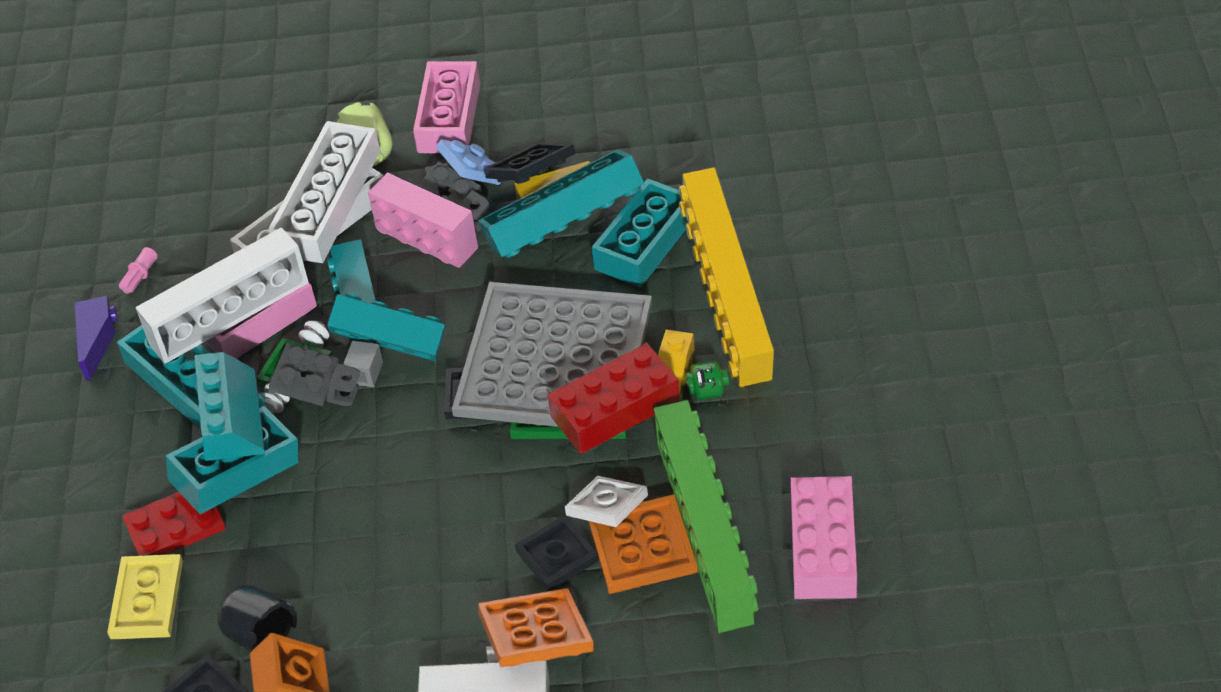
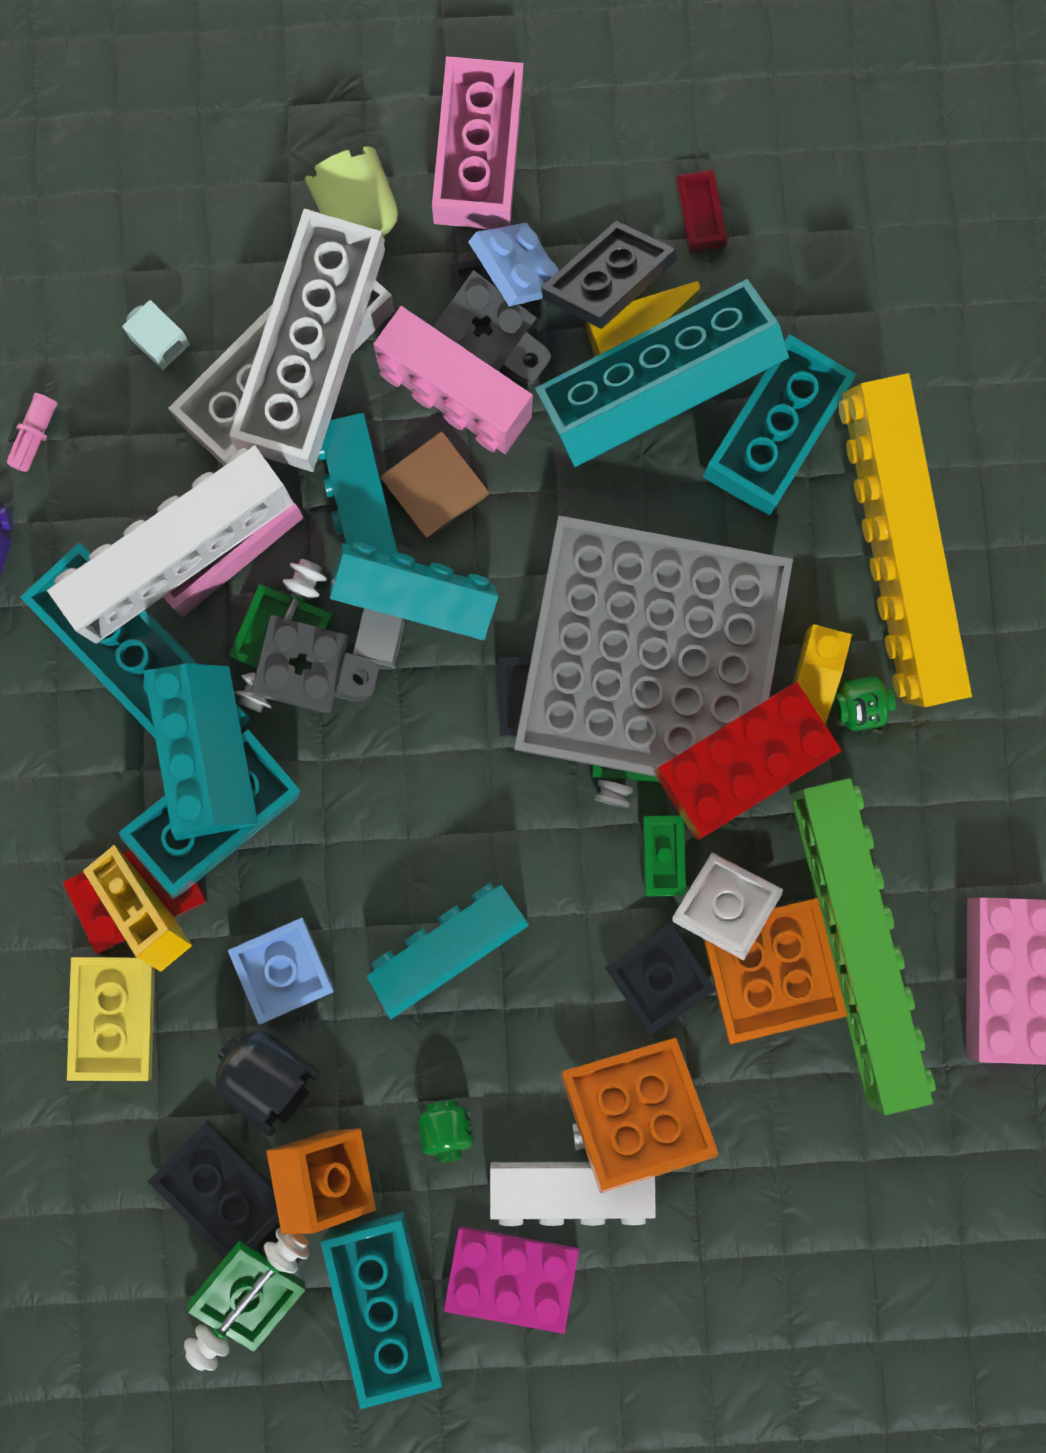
camera: 10 degrees left, 35 degrees up
(175, 518) = (137, 910): none -> yellow slope
(227, 215) = (155, 334): none -> light aqua brick
(275, 560) = (281, 970): none -> light blue plate
(388, 653) = (445, 1130): none -> green head
(399, 539) = (446, 950): none -> teal slope
(408, 283) = (434, 485): none -> medium nougat tile
(525, 443) = (613, 794): none -> light grey bush
(561, 478) = (664, 856): none -> green plate
(595, 136) = (701, 210): none -> dark red tile

